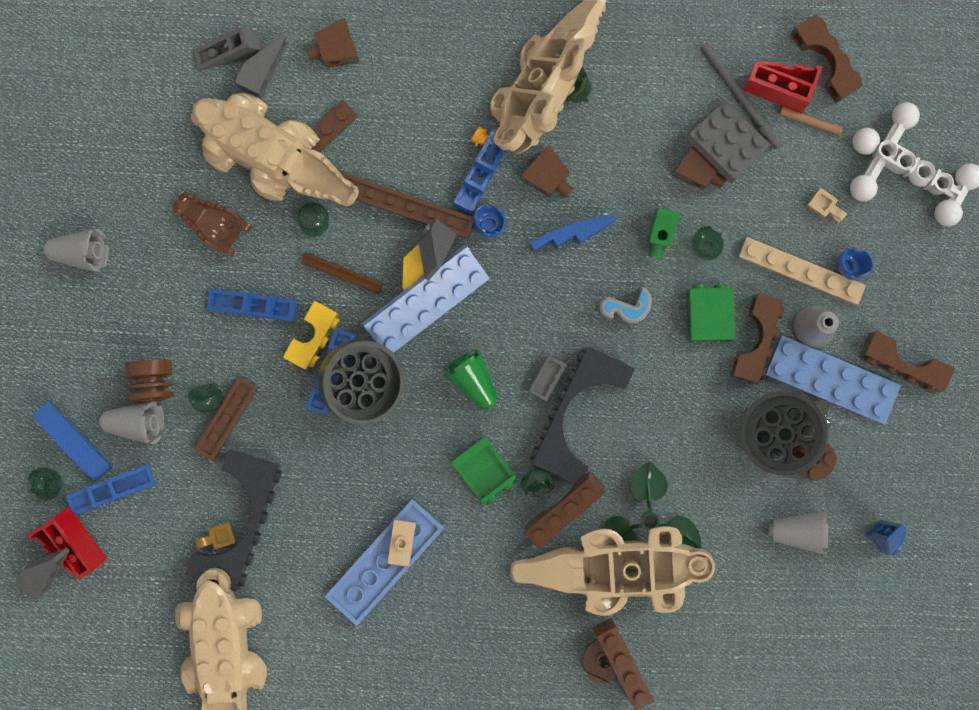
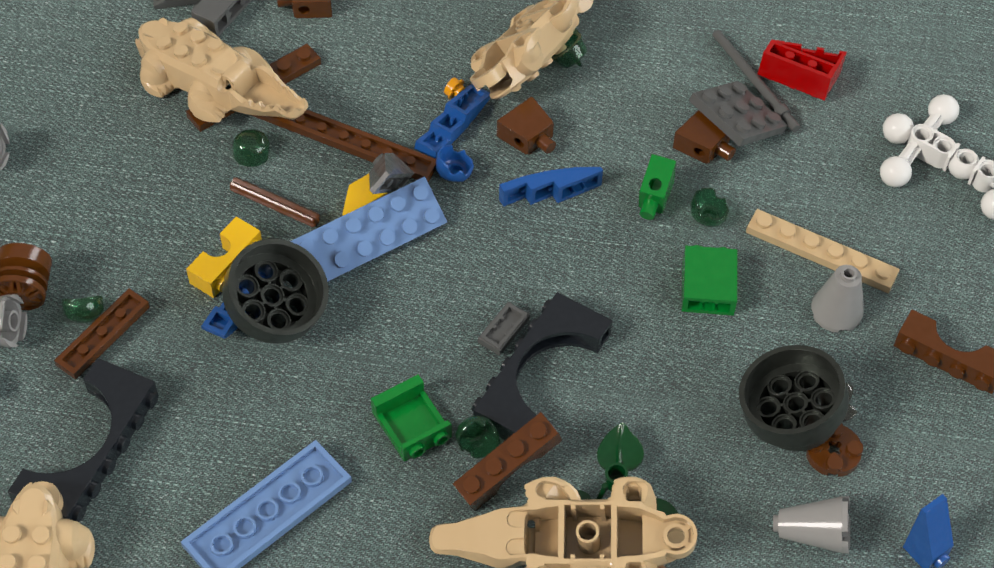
camera: 10 degrees right, 30 degrees down
(212, 222) = (135, 138): reddish brown animal -> none
(219, 536) = (60, 459): pearl gold plate -> none
(252, 305) = (162, 223): blue slope -> none
(401, 543) = (293, 485): tan plate -> none
(473, 379) = (412, 314): green cone -> none
(625, 312) = (607, 268): light grey animal -> none
(765, 313) = (755, 333): reddish brown arch -> none
(811, 121) = (835, 109): medium nougat bar -> none
(815, 37) = (839, 33): reddish brown arch -> none
(824, 204) = (851, 185): tan plate -> none
(832, 380) = (868, 368): medium blue plate -> none
(854, 264) = (885, 246): blue hair -> none

